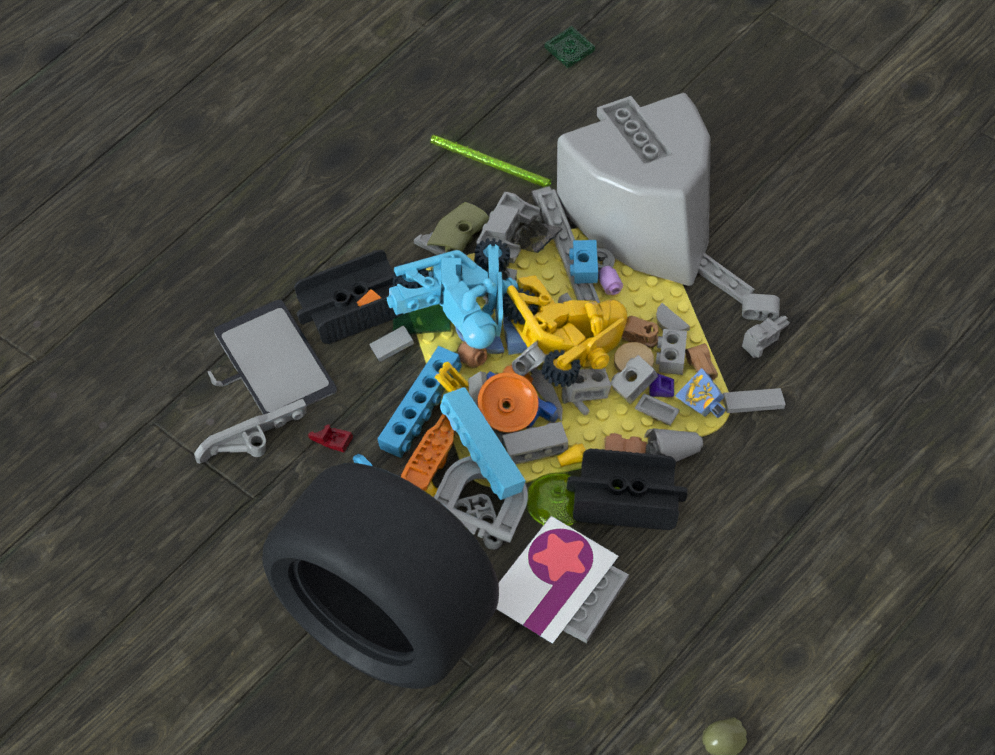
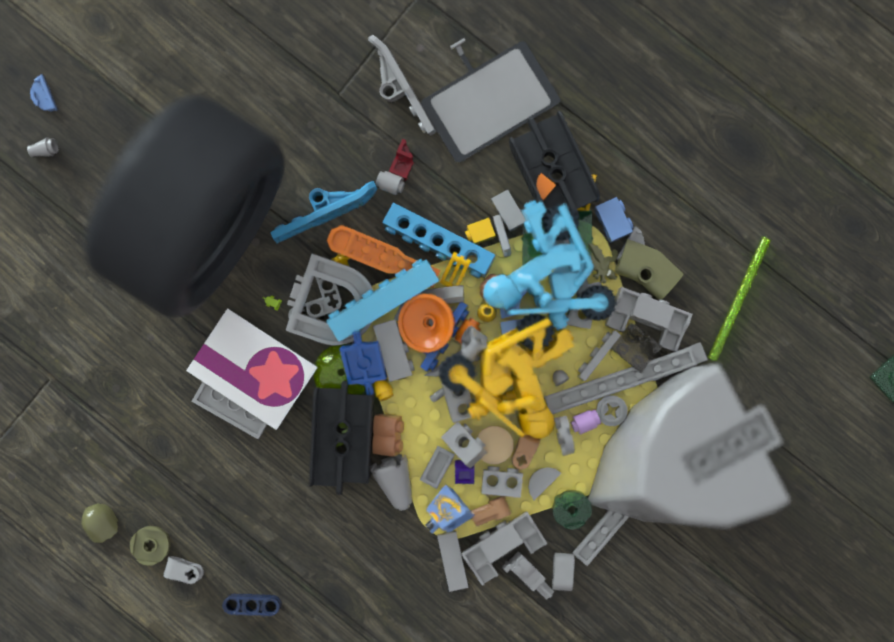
camera: 90 degrees right, 30 degrees up
(354, 445) = (390, 182): none -> light grey brick
(409, 250) = (613, 219): none -> medium blue brick
(411, 365) = (480, 231): none -> yellow brick
(418, 346) = (505, 246): none -> light grey tile
(497, 359) = (483, 317): none -> yellow cone
(544, 267) = (598, 354): none -> light grey plate
(547, 462) = (363, 363): none -> blue plate
(584, 271) = (613, 398): dark azure brick -> none
(626, 291) = (564, 437): none -> light grey plate
(692, 303) = (580, 515): none -> clear green plate
(733, 355) = (501, 541): none -> light grey bracket
(743, 697) = (142, 553): none -> olive plate
(774, 652) = (180, 569): none -> light grey piece
(808, 575) = (243, 608): none -> dark blue beam

